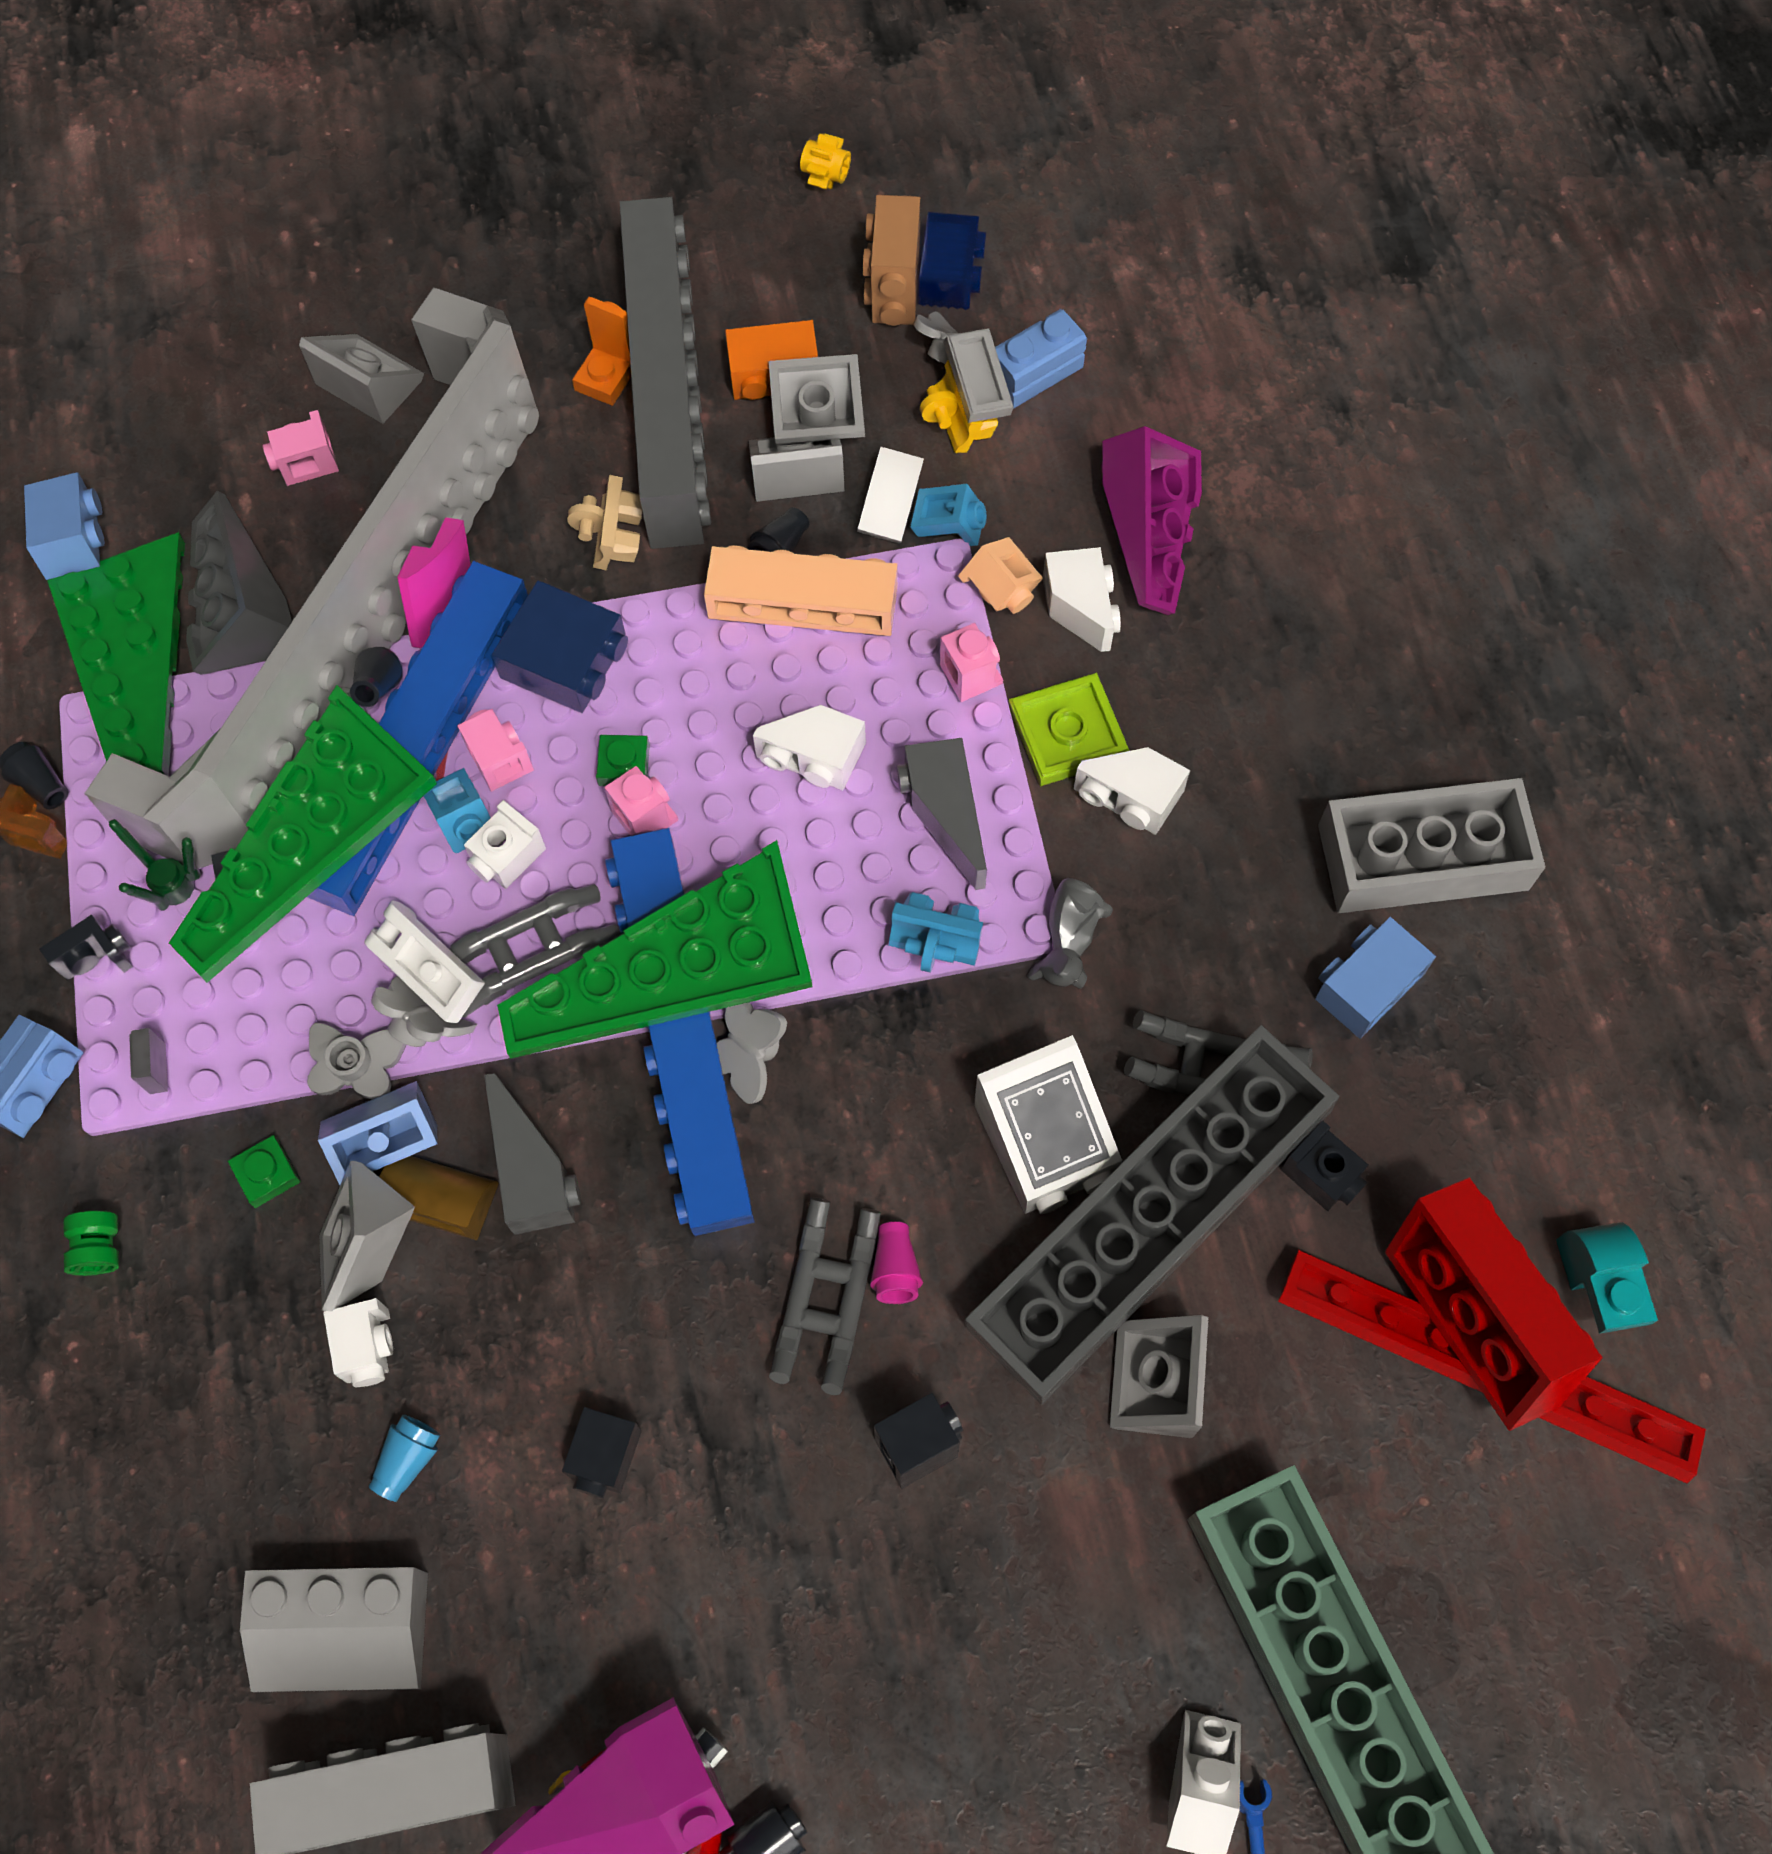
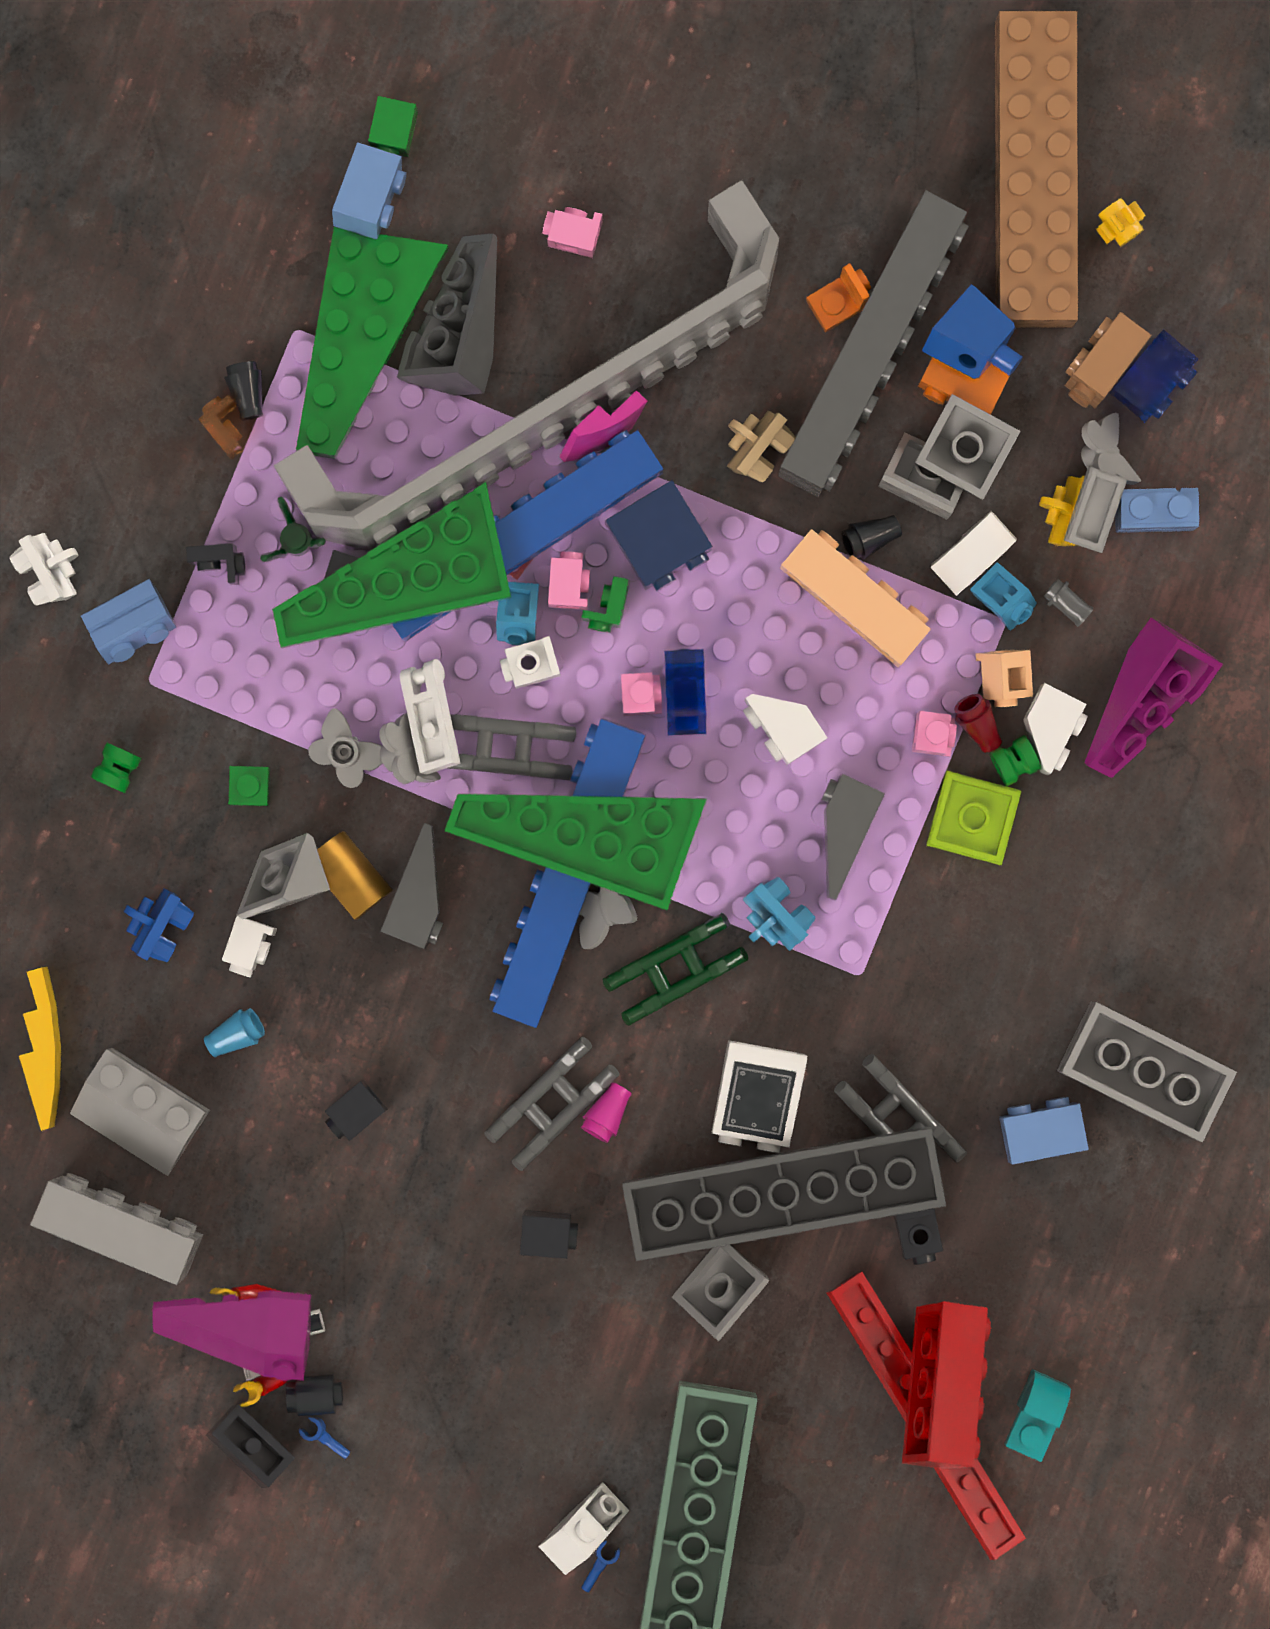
camera: 30 degrees right, 20 degrees up
(57, 453) = (393, 126): none -> green brick
(148, 1061) = (215, 669): flat silver tile -> none
(180, 1644) = (43, 1065): none -> yellow slope
(239, 1413) = (149, 940): none -> blue hips
(360, 373) = (658, 186): light grey slope -> none
(375, 674) = (517, 485): black cone -> none
(379, 1131) = (335, 815): medium blue brick -> none
(557, 754) = (613, 599): none -> green bracket
(621, 754) = (649, 646): green plate -> none
(684, 771) = (685, 692): none -> clear blue brick
(719, 166) = (1036, 168): none -> medium nougat brick
(754, 302) = (973, 336): none -> blue torso
(860, 1034) = (699, 974): none -> dark green piece
(1009, 631) = (978, 721): none -> dark red cone
(1013, 485) = (1068, 602): none -> dark grey pin
(1072, 643) = (1006, 760): none -> green wheel
(1072, 925) = (870, 968): dark grey animal -> none
(1133, 784) = (987, 895): white slope -> none

